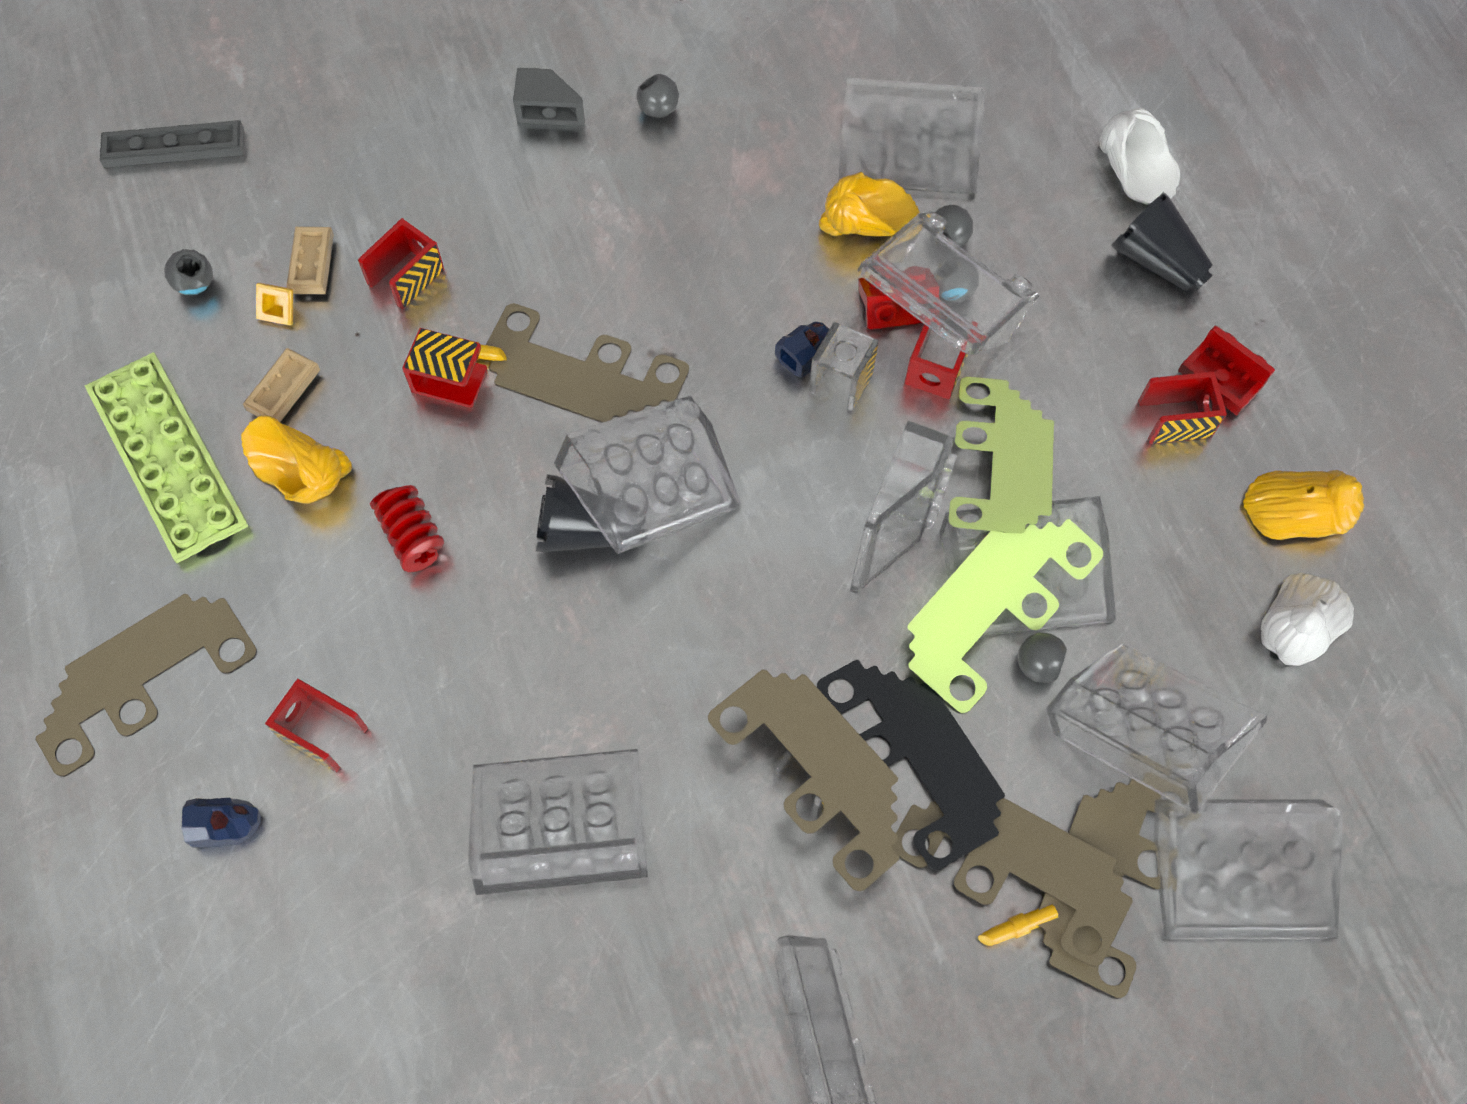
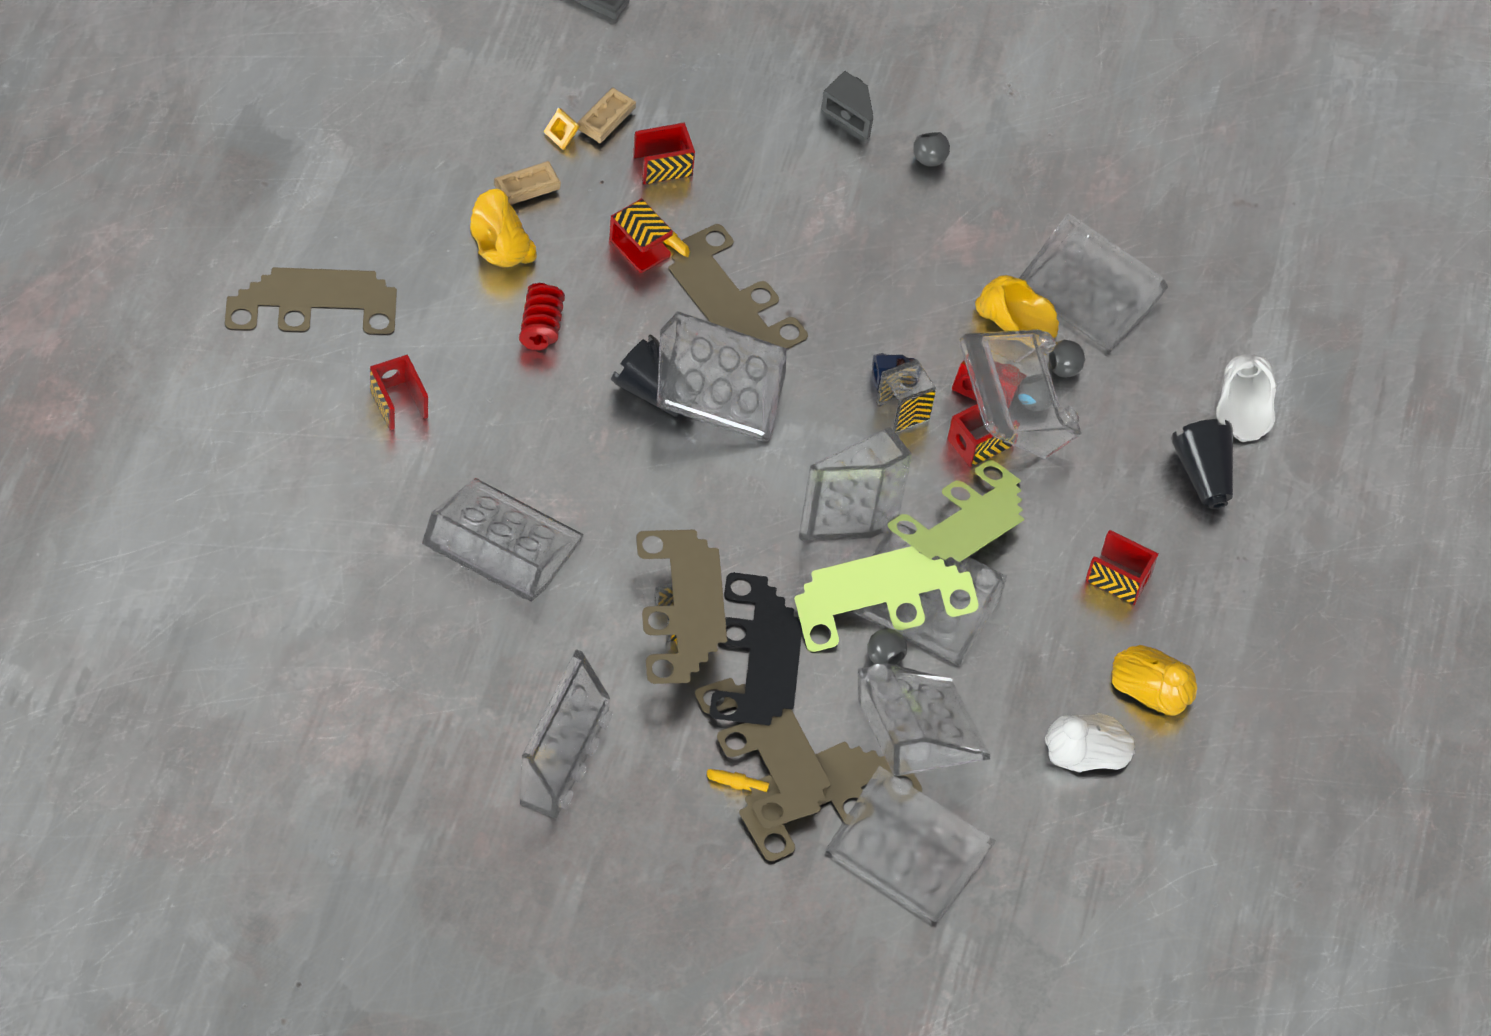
camera: 30 degrees right, 10 degrees down
(166, 457) = (423, 181): yellowish green plate -> none
(188, 272) = (520, 75): dark grey piece -> none
(218, 821) = (301, 409): dark blue rock -> none
(1237, 369) = (1179, 567): red bracket -> none

